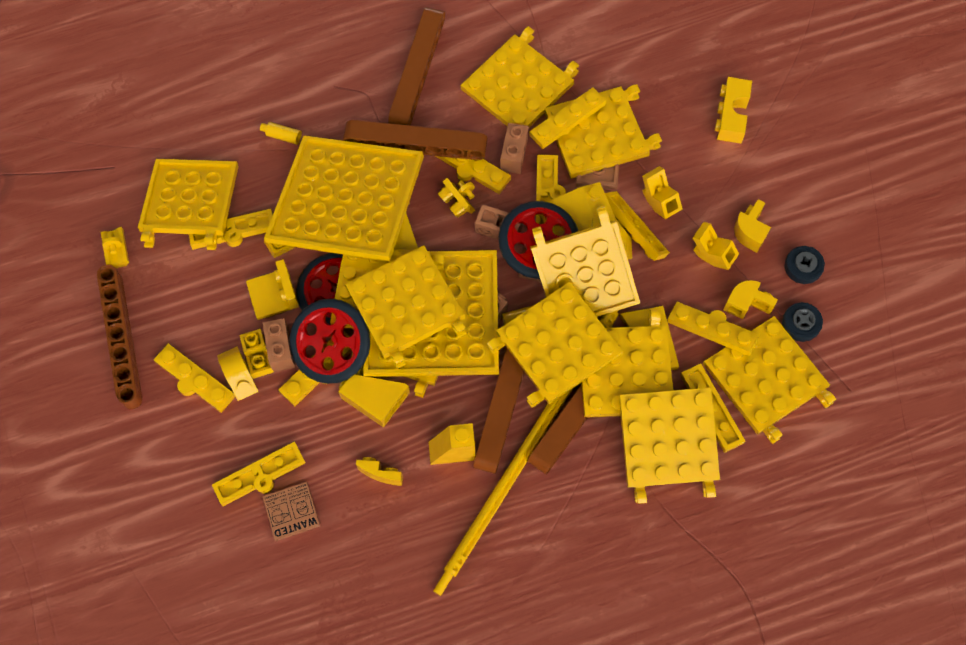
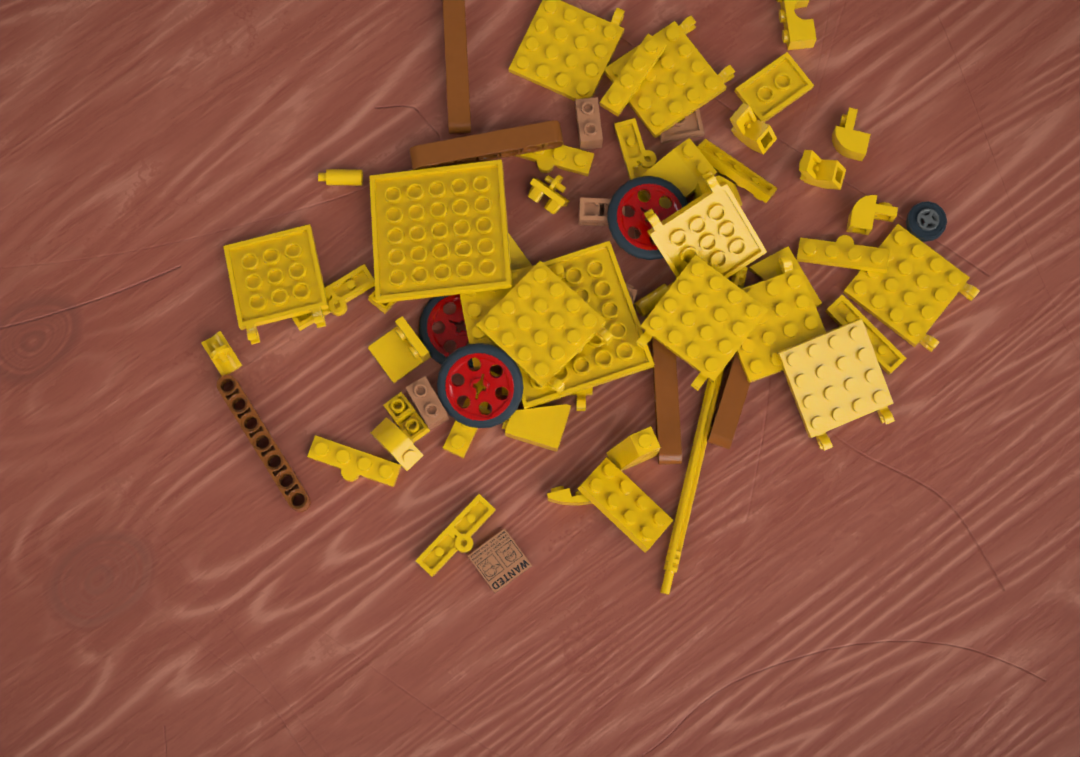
camera: 20 degrees left, 10 degrees up
(427, 494) = (625, 504): none -> yellow plate
(694, 165) = (774, 87): none -> yellow plate
(802, 272) = (912, 169): black wheel -> none

